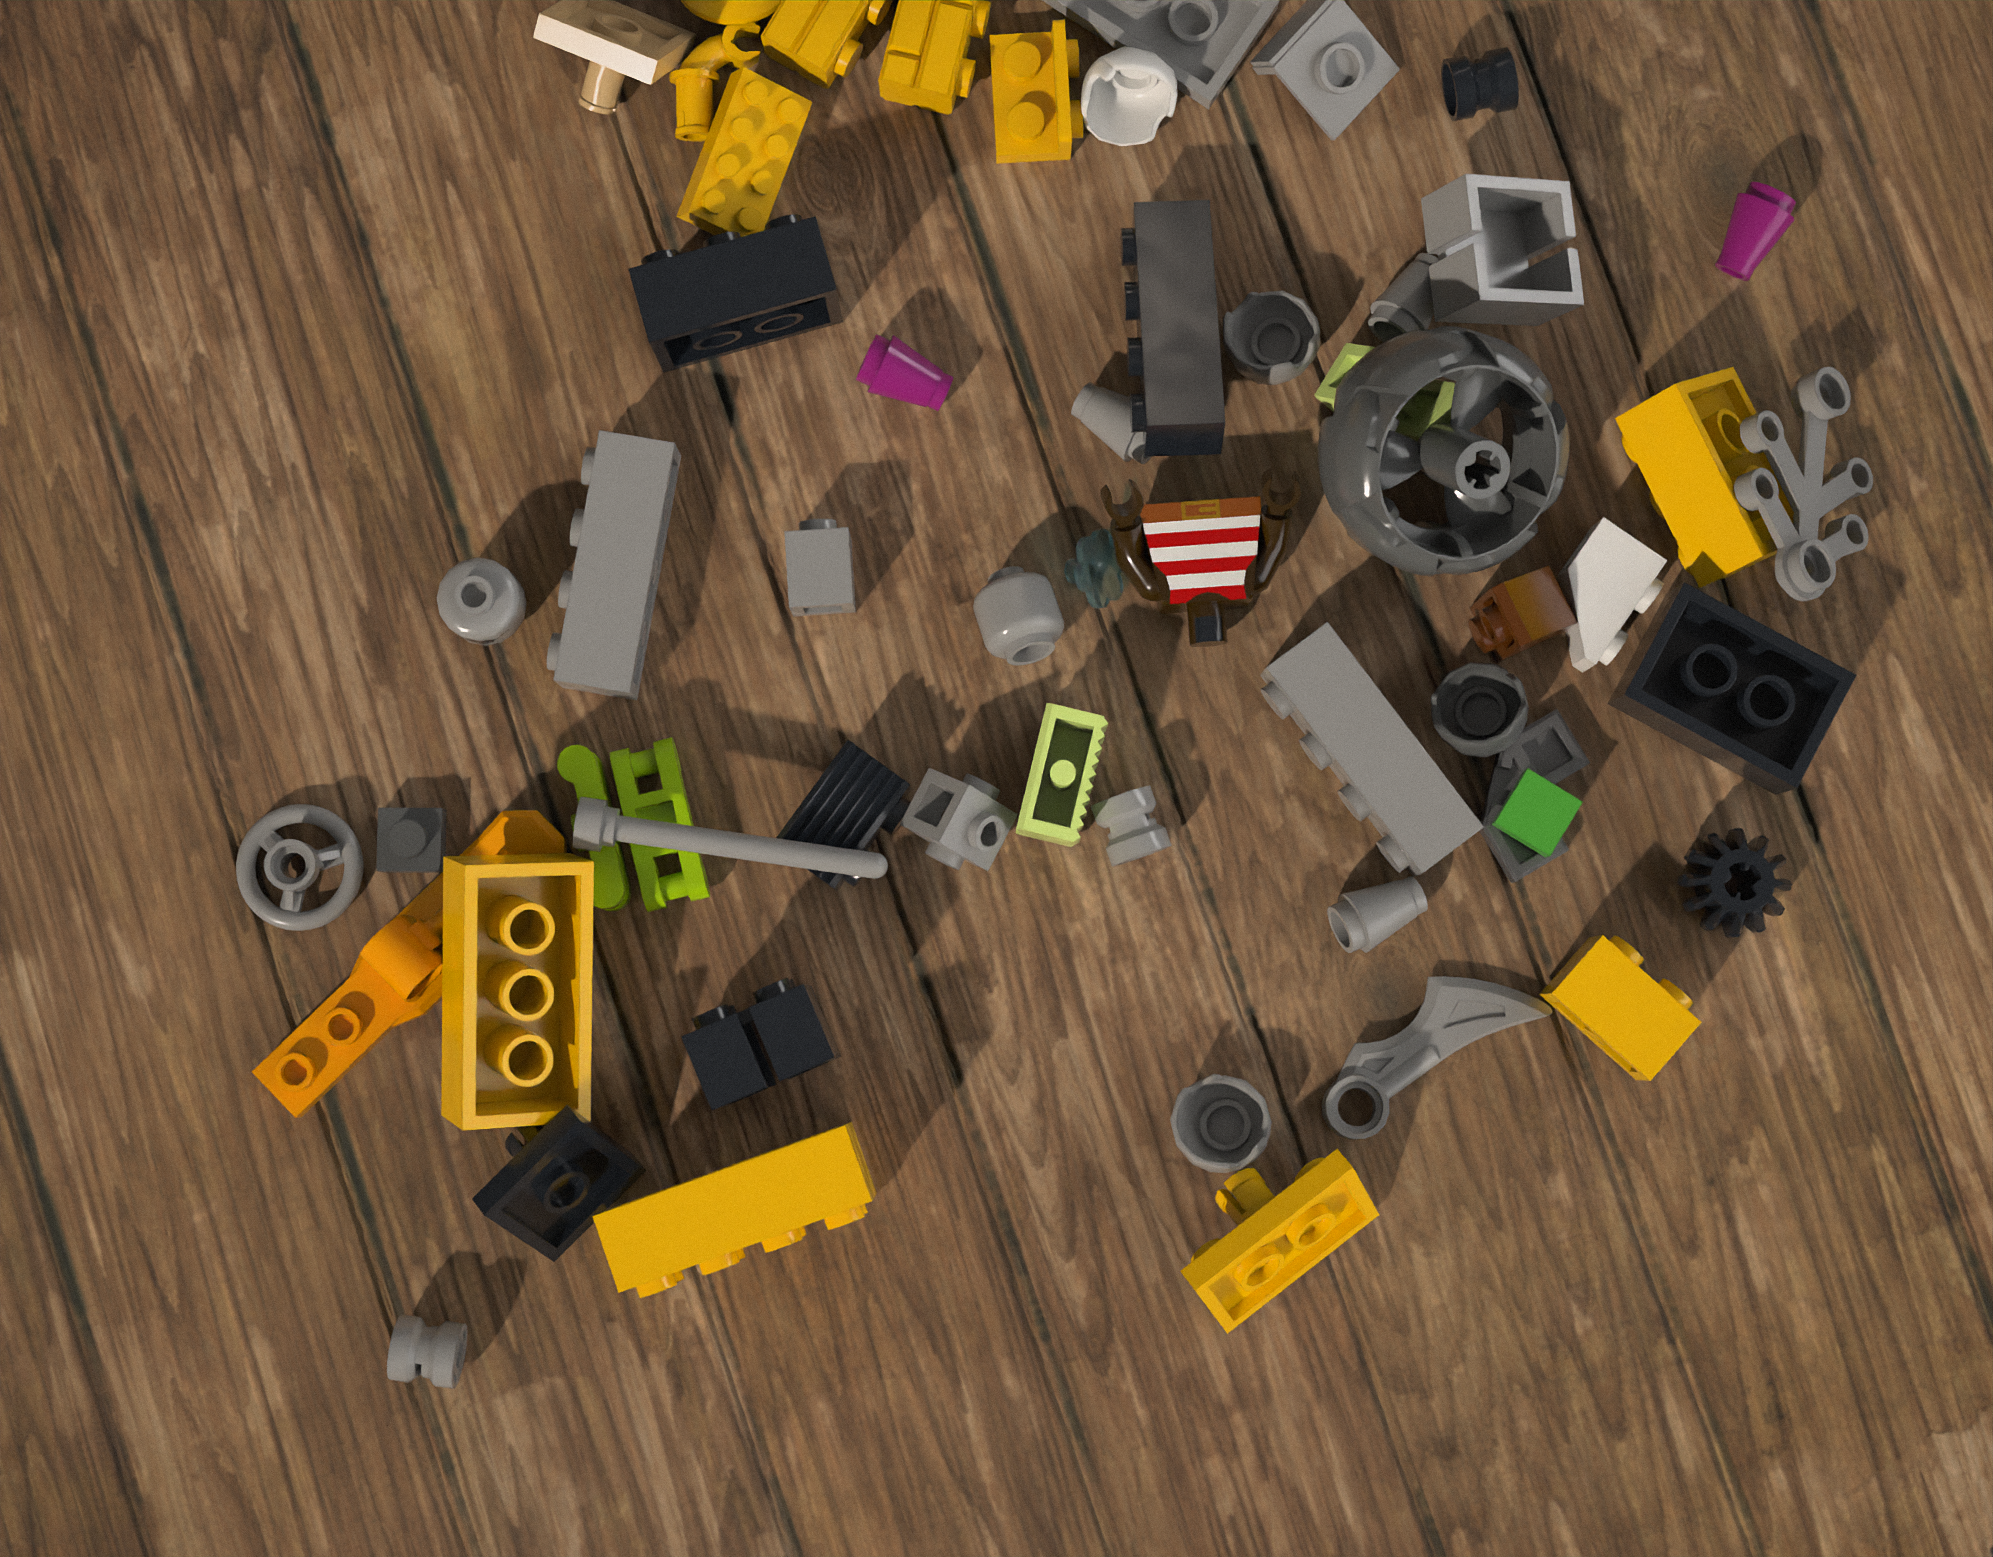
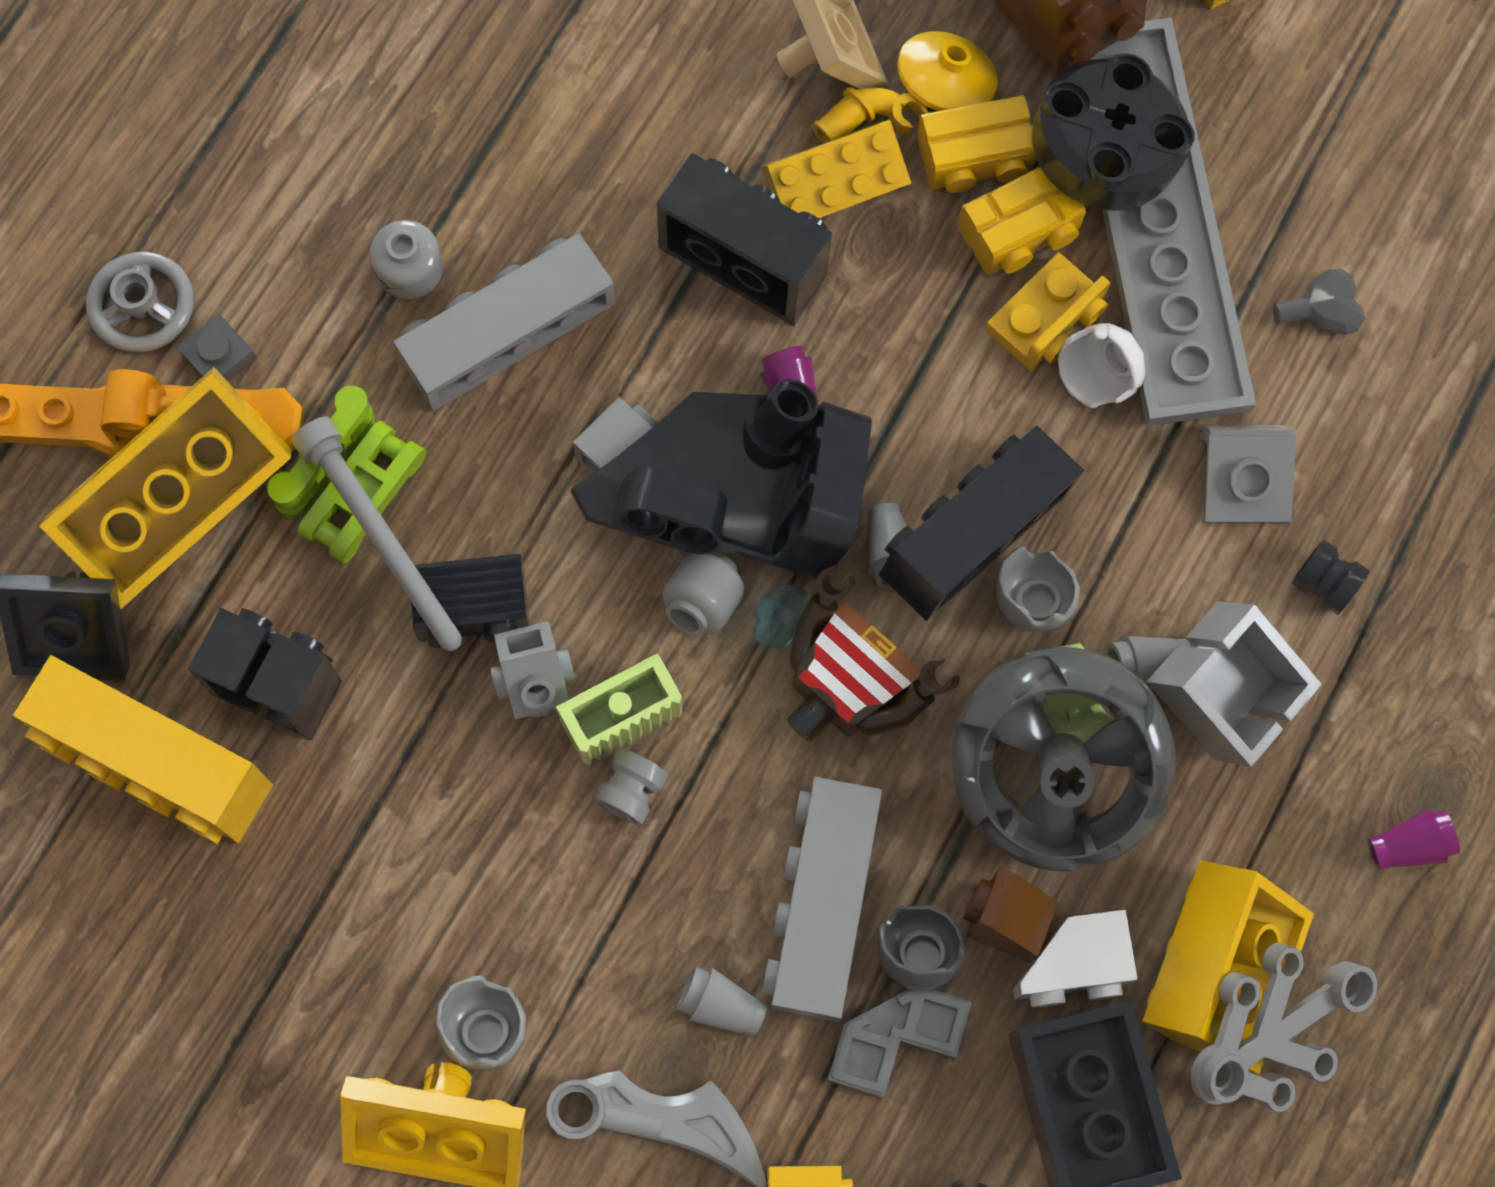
camera: 45 degrees right, 10 degrees down
(955, 490) = (741, 477): none -> black panel
(1536, 812) = (886, 1049): bright green tile -> none

